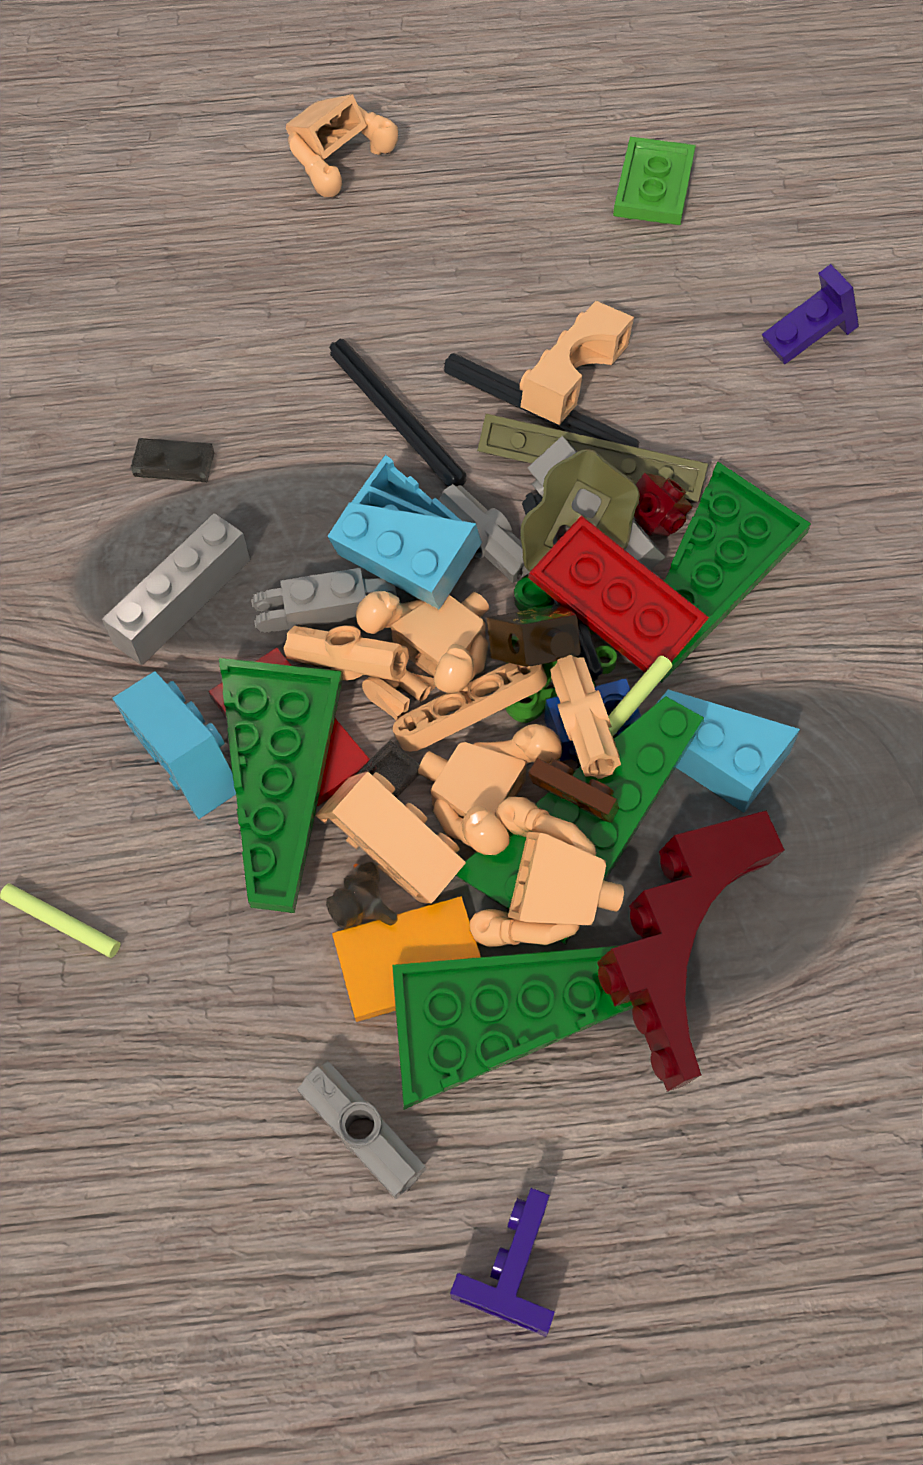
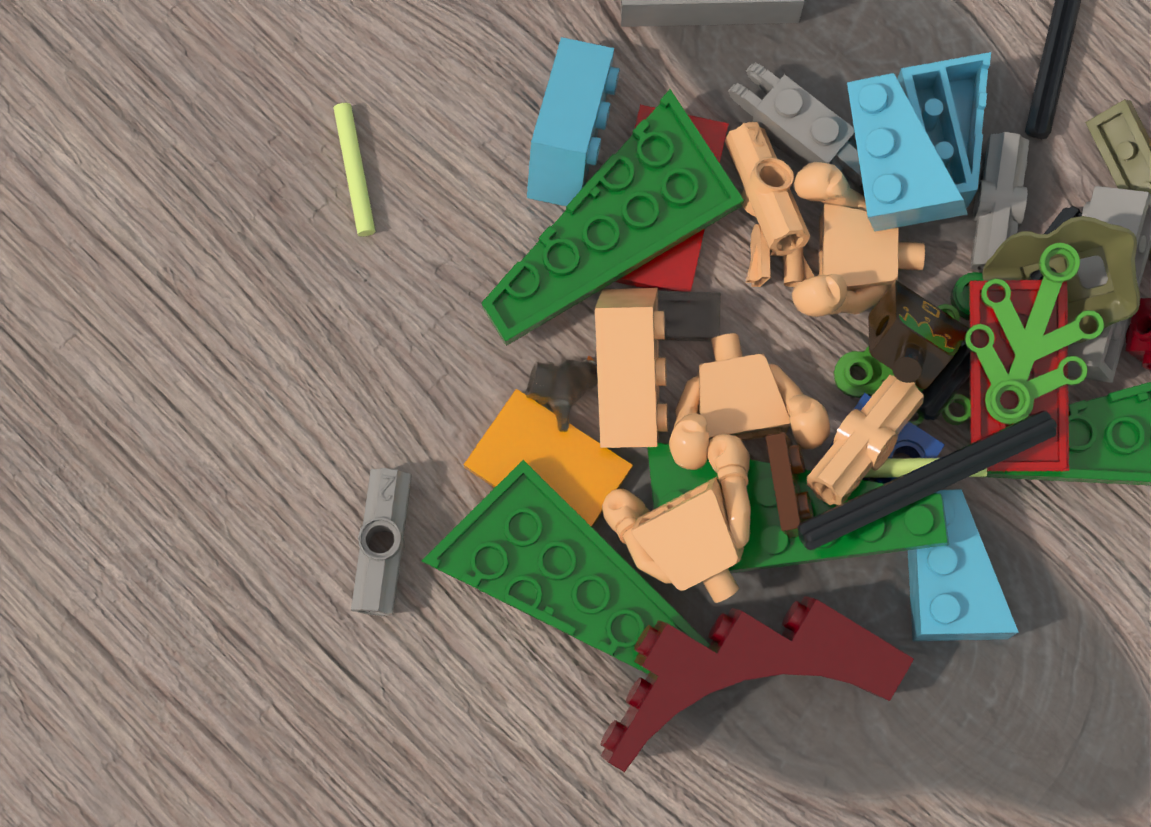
camera: 50 degrees right, 15 degrees up
(429, 724) = (807, 336): light nougat beam -> none
(509, 1271) = (367, 739): dark purple bracket -> none
(602, 566) = (1030, 343): none -> bright green plant
(648, 701) = (926, 480): none -> black axle

